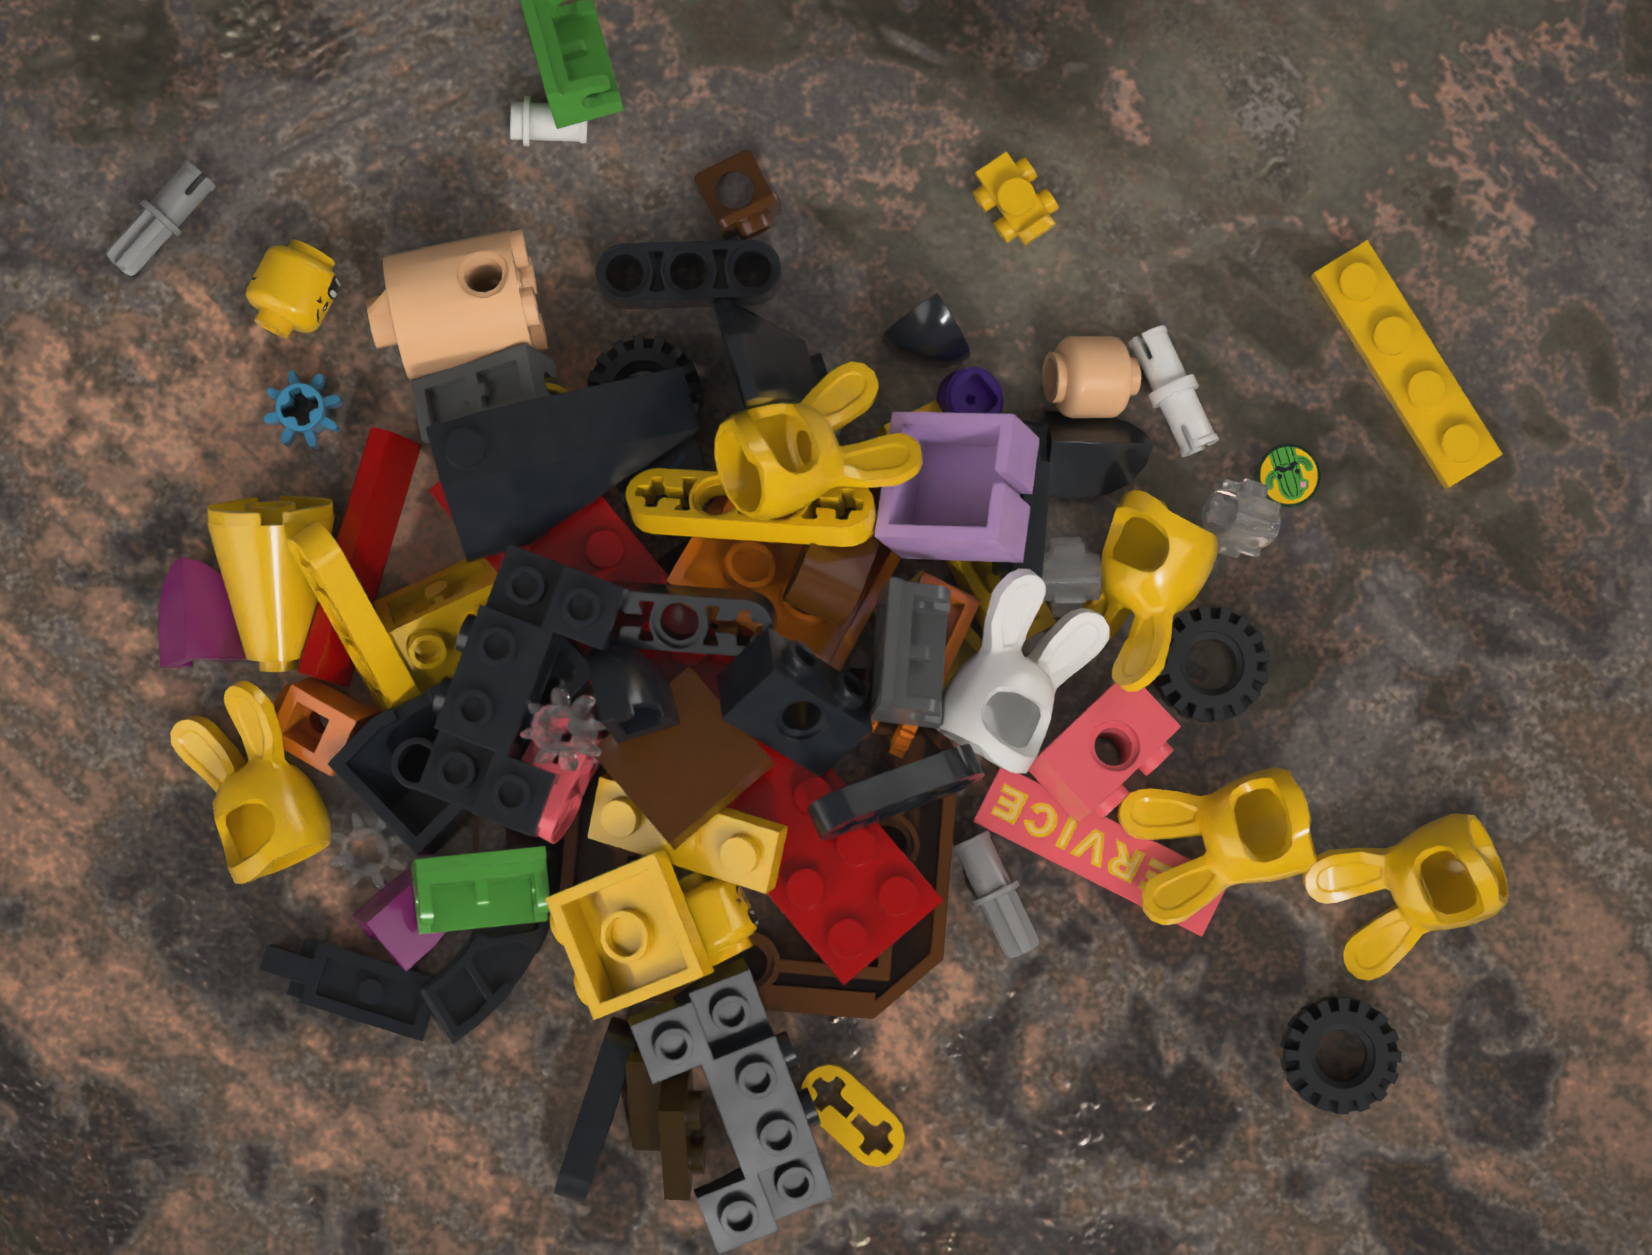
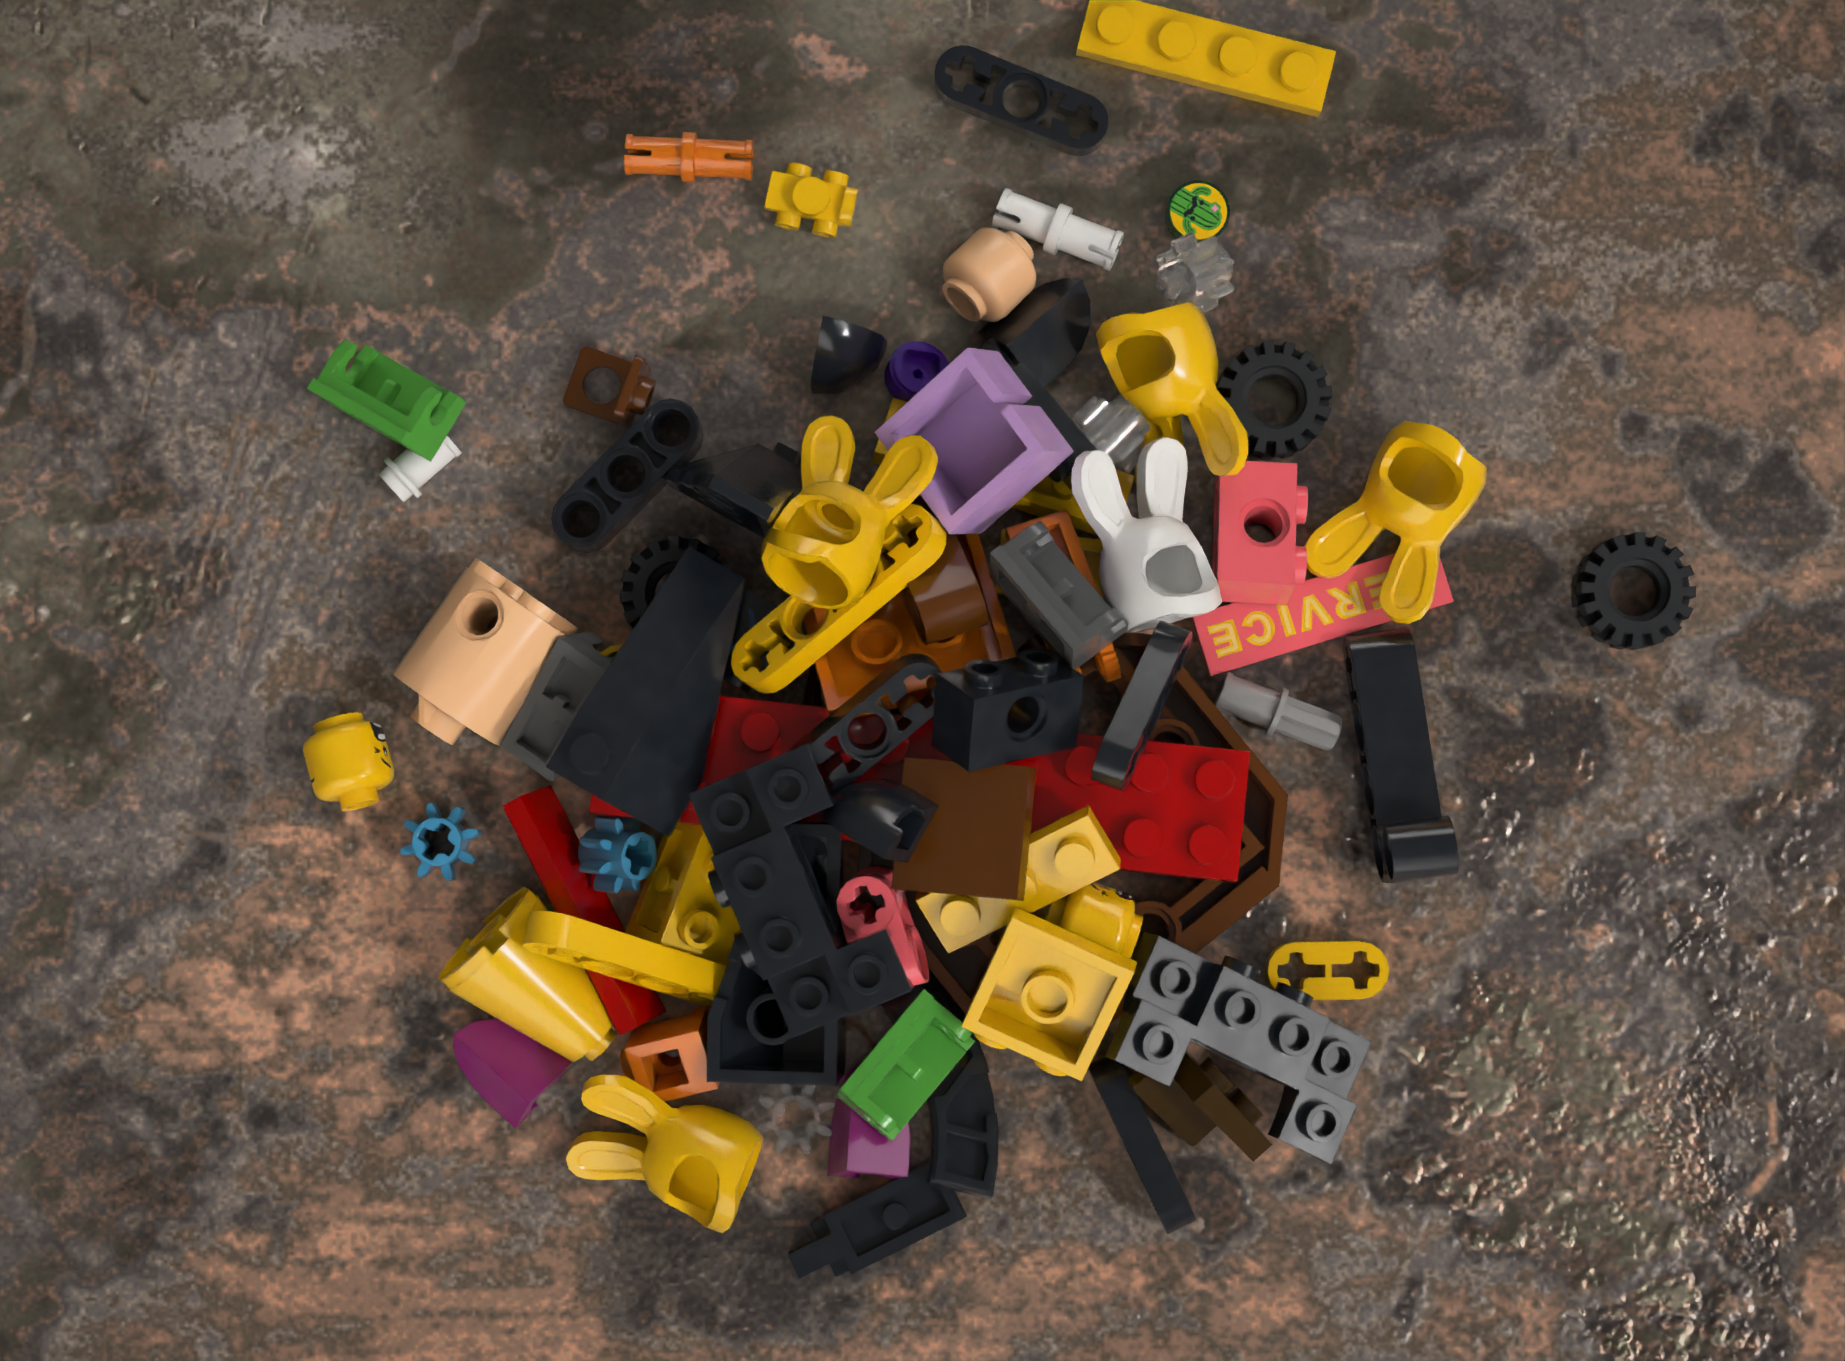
camera: 45 degrees left, 0 degrees up
(159, 219) = (201, 803): light grey axle -> none
(420, 539) = (617, 854): none -> dark azure gear
(547, 733) = (848, 904): clear gear -> none
(955, 84) = (689, 157): none -> orange pin
(1050, 1009) = (1396, 758): none -> black beam
(1205, 235) = (972, 96): none -> black beam
(1437, 876) = (1580, 396): yellow piece -> none

